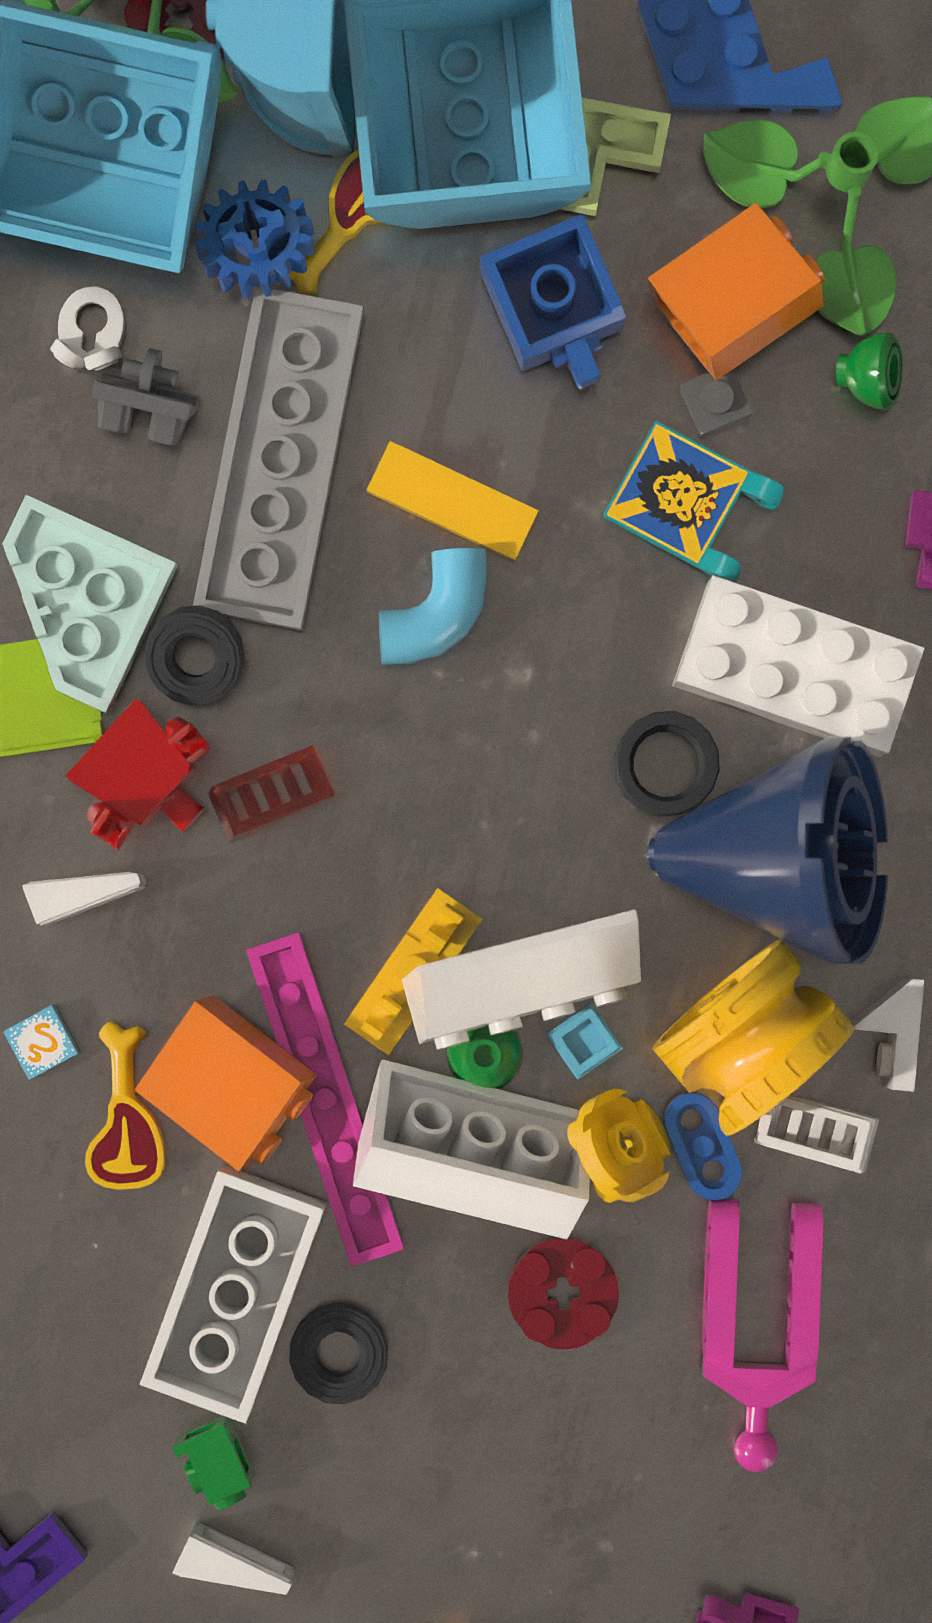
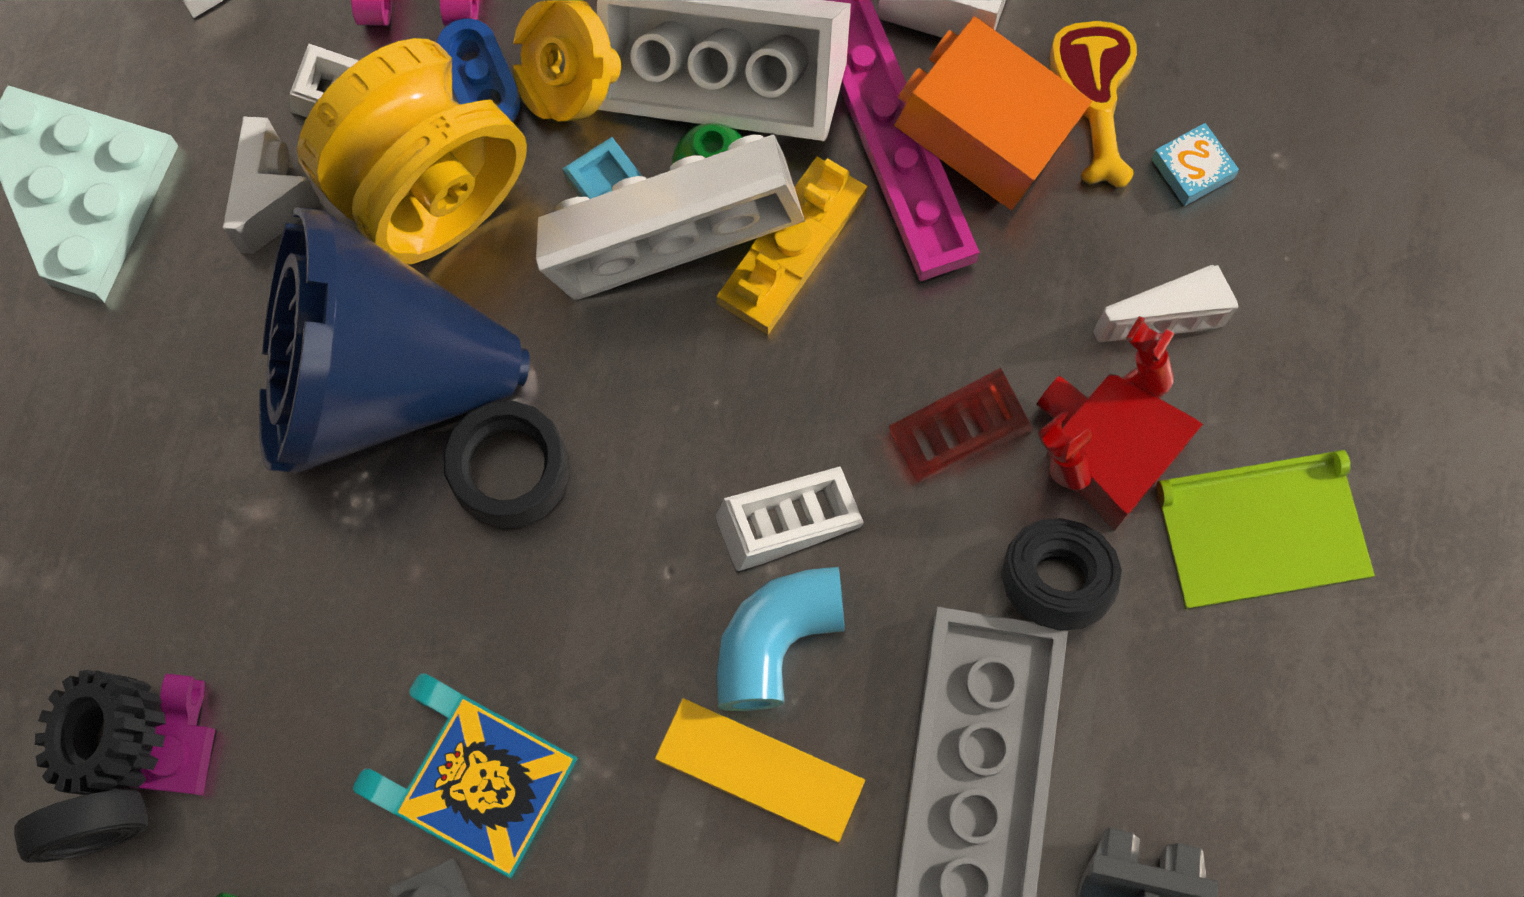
camera: 175 degrees right, 15 degrees down
(85, 598) = (1198, 642): light aqua plate -> none
(467, 699) = (748, 552): none -> white slope
(797, 666) = (347, 572): white brick -> none

